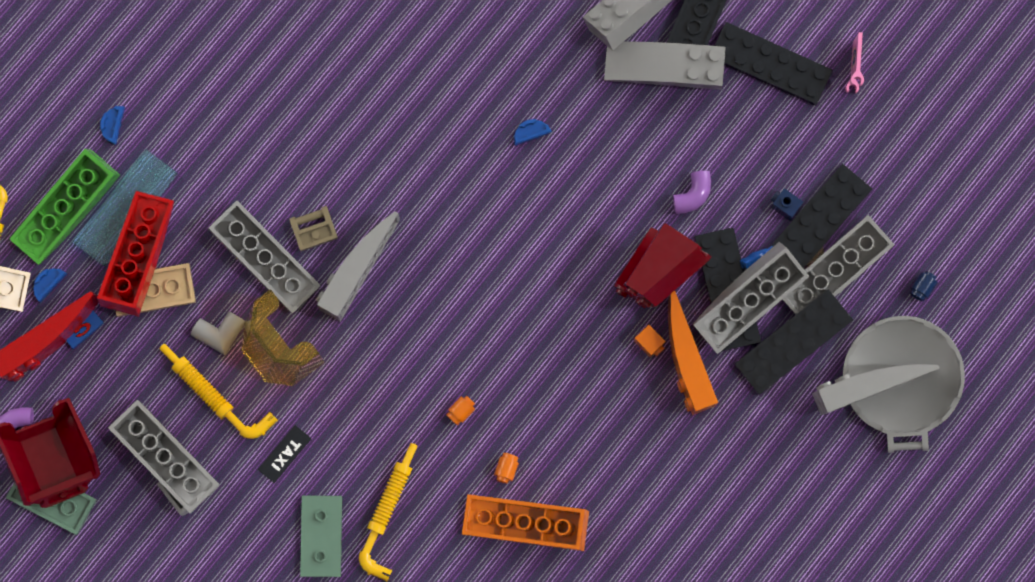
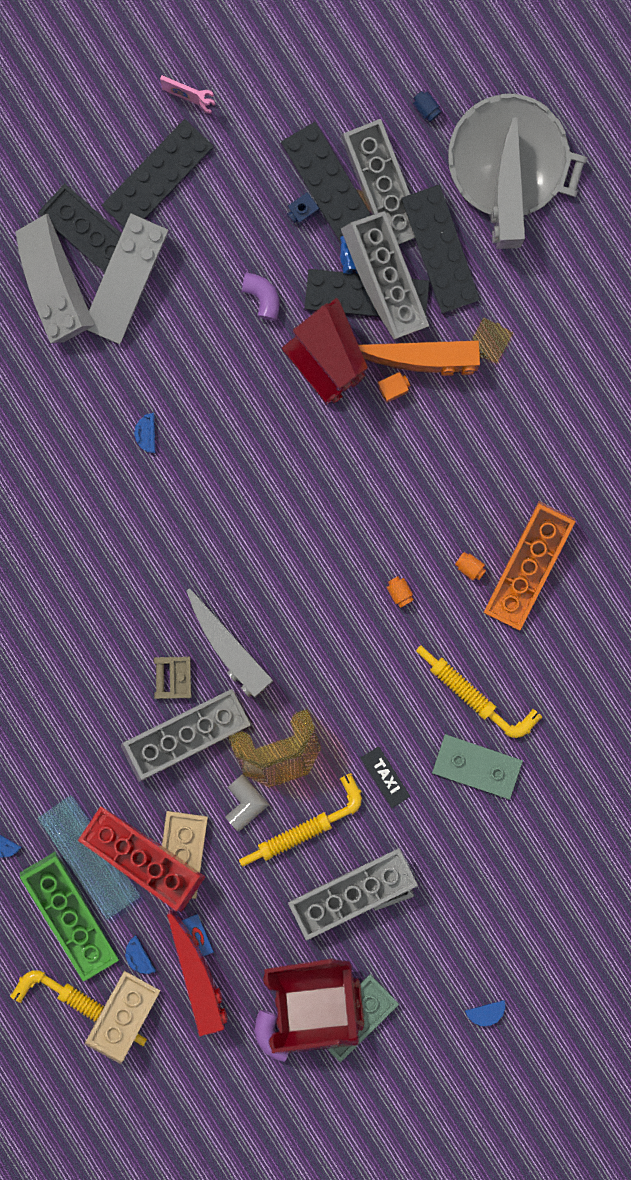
camera: 70 degrees left, 5 degrees up
(725, 418) = (491, 339): none -> clear yellow piece

